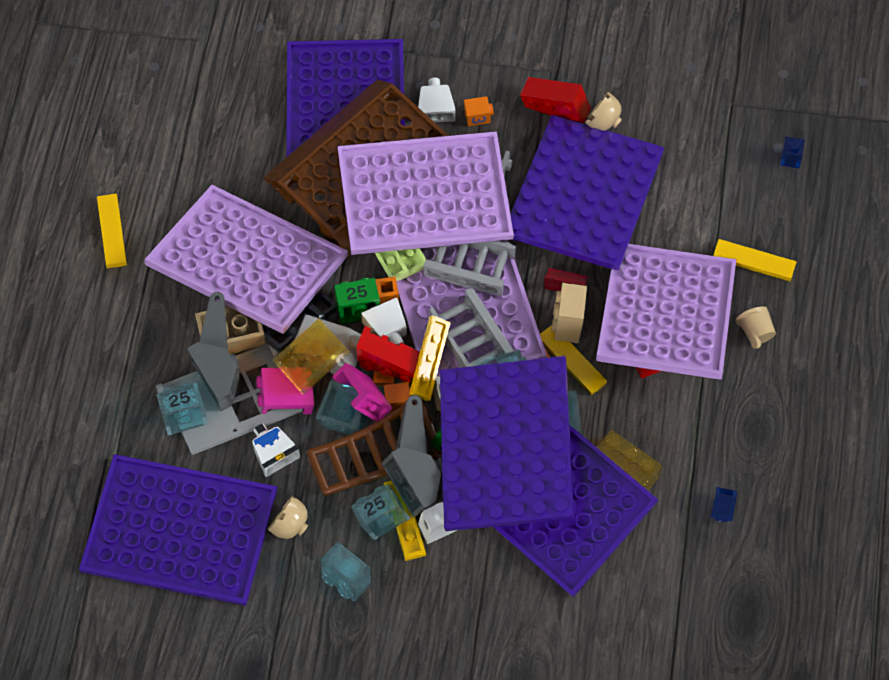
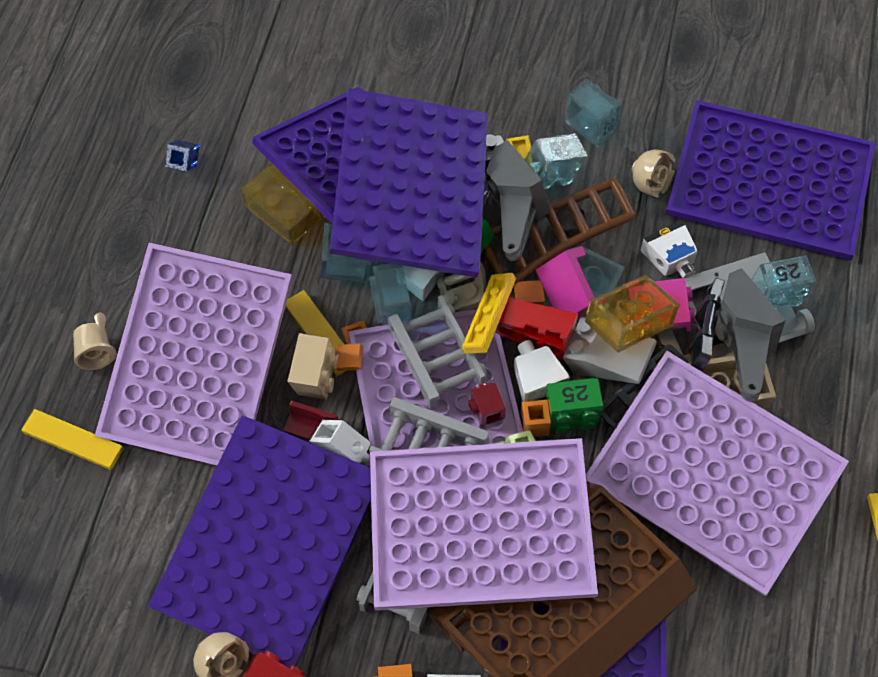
camera: 175 degrees left, 0 degrees up
(253, 346) = (701, 345): none -> black bar
(426, 295) = (487, 403): none -> dark red brick
(539, 258) = (342, 440): none -> white torso
(542, 330) = (349, 357): none -> orange tile

